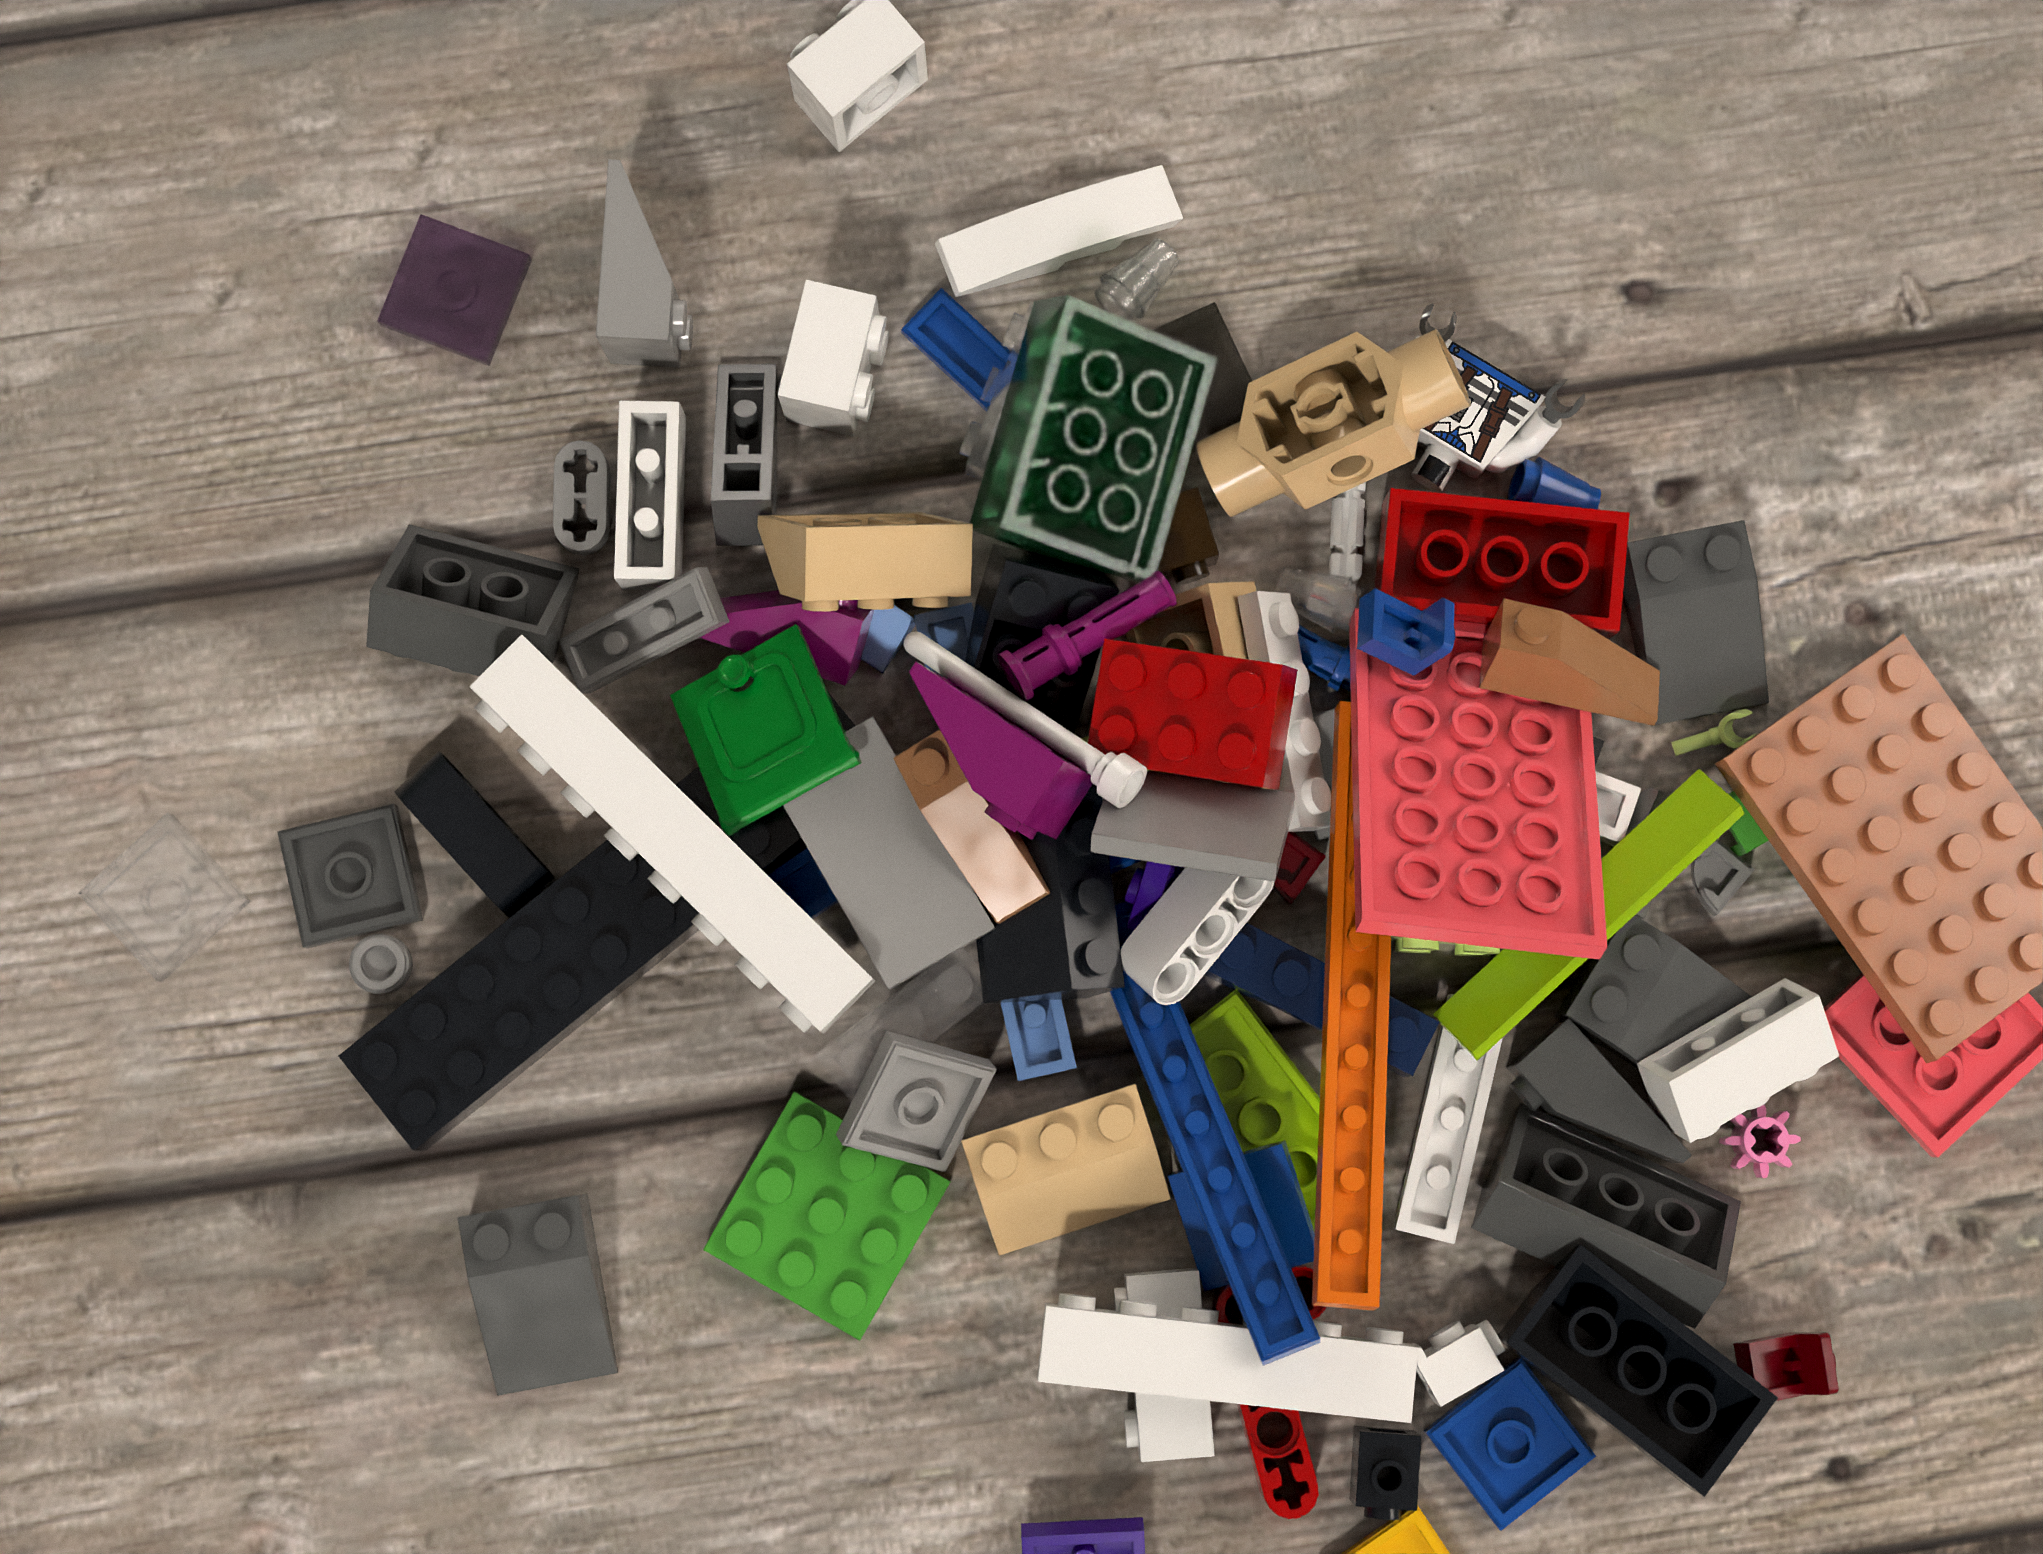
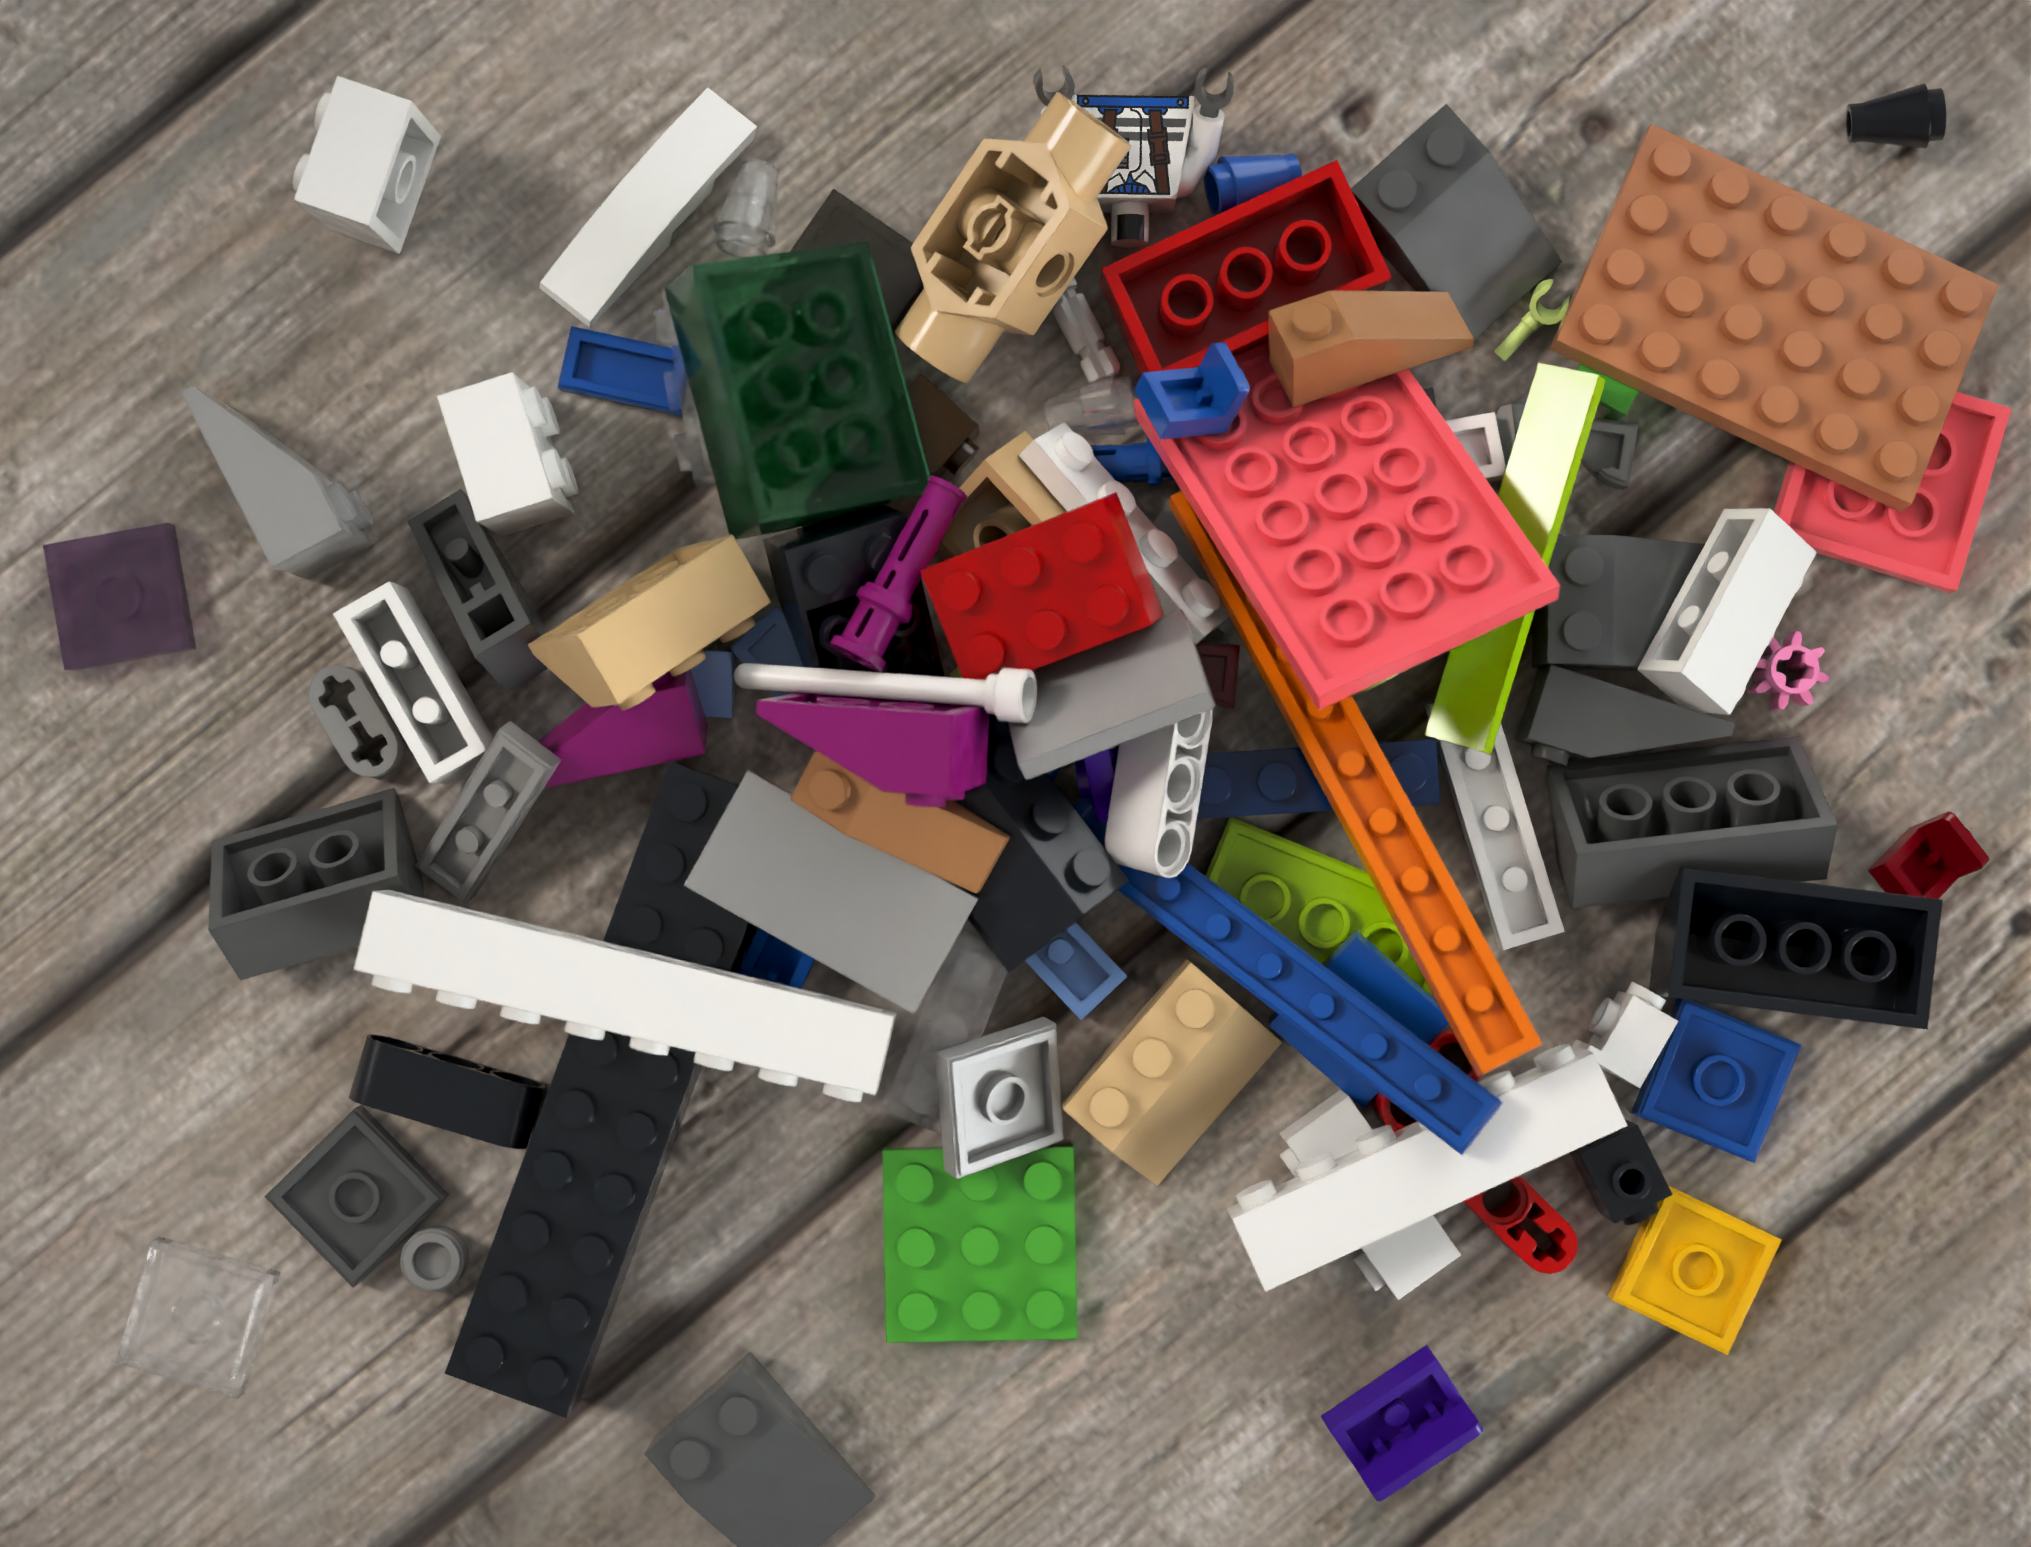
camera: 30 degrees left, 5 degrees up
(766, 740) = (662, 849): green container -> none

